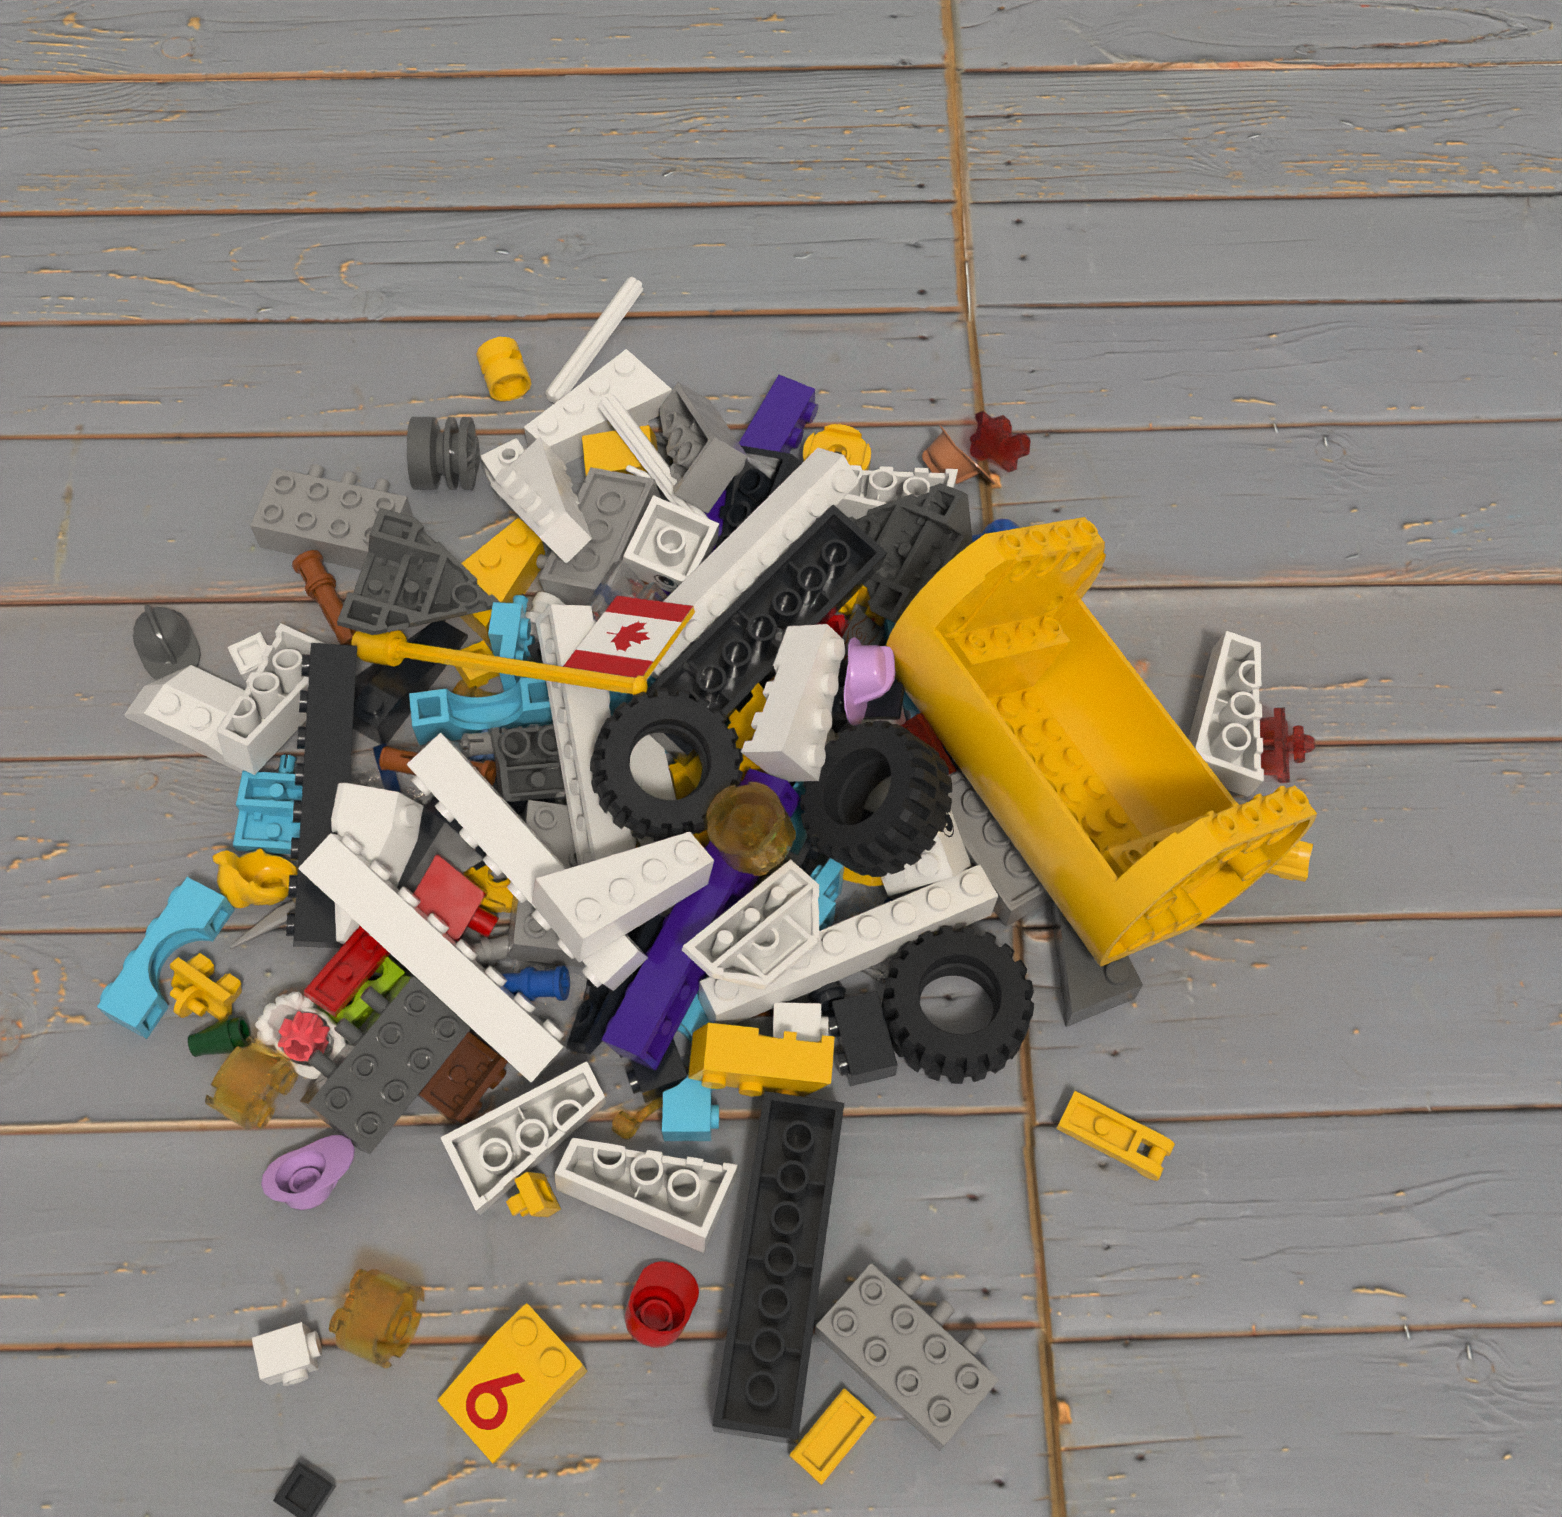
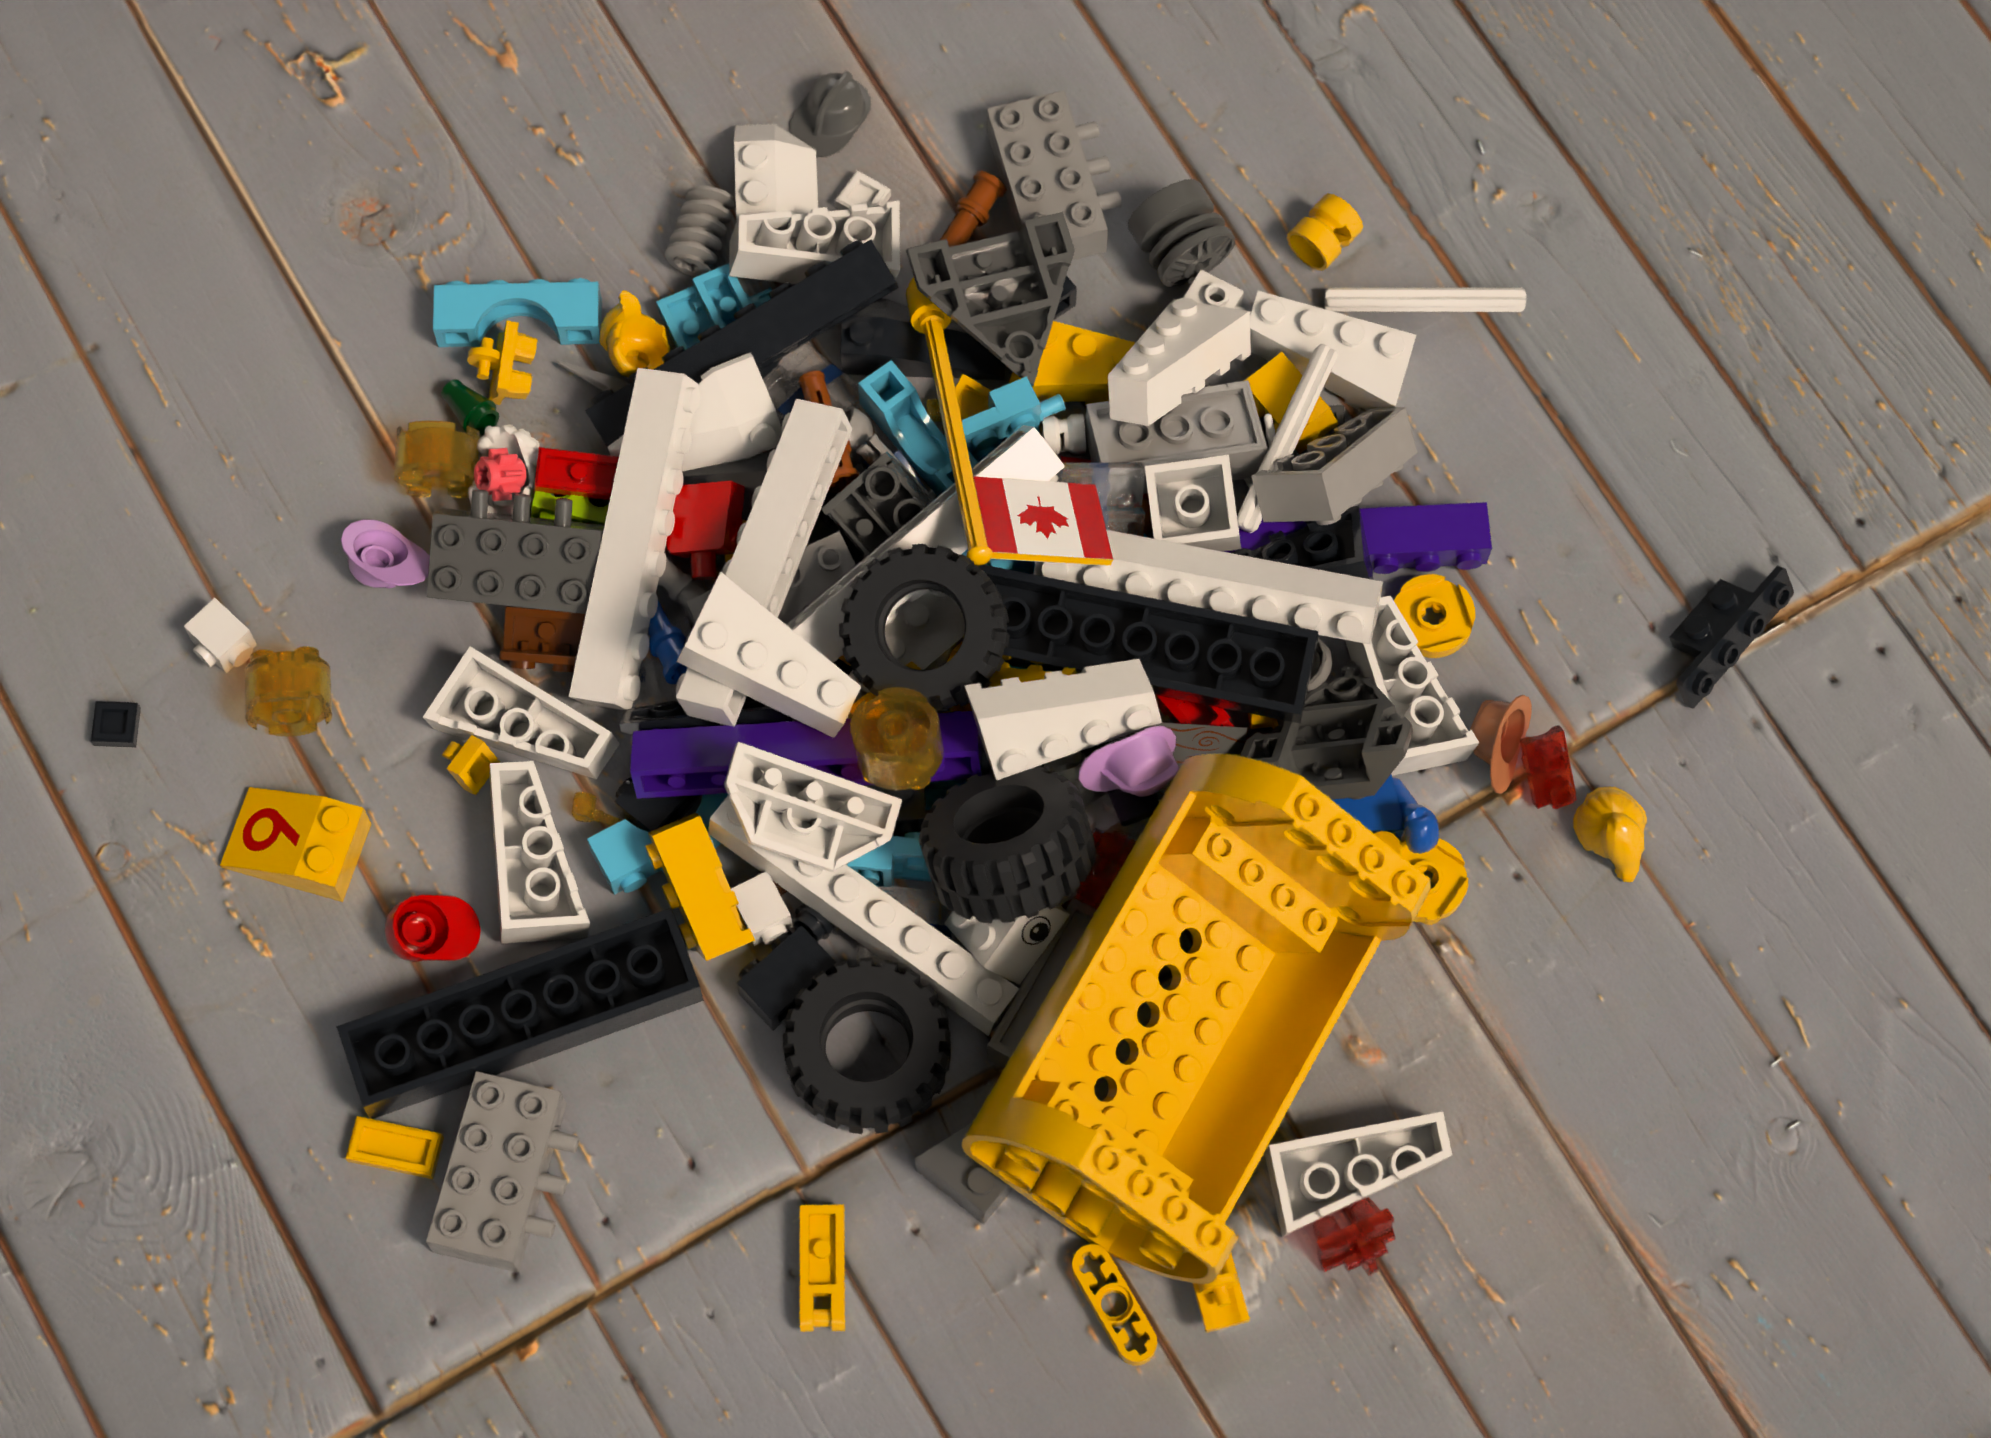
camera: 60 degrees right, 5 degrees up
(196, 782) = (698, 229): none -> light grey piece
(950, 295) = (1723, 629): none -> black bracket
(1060, 430) = (1613, 828): none -> yellow hair
(1275, 946) = (1140, 1328): none -> yellow beam

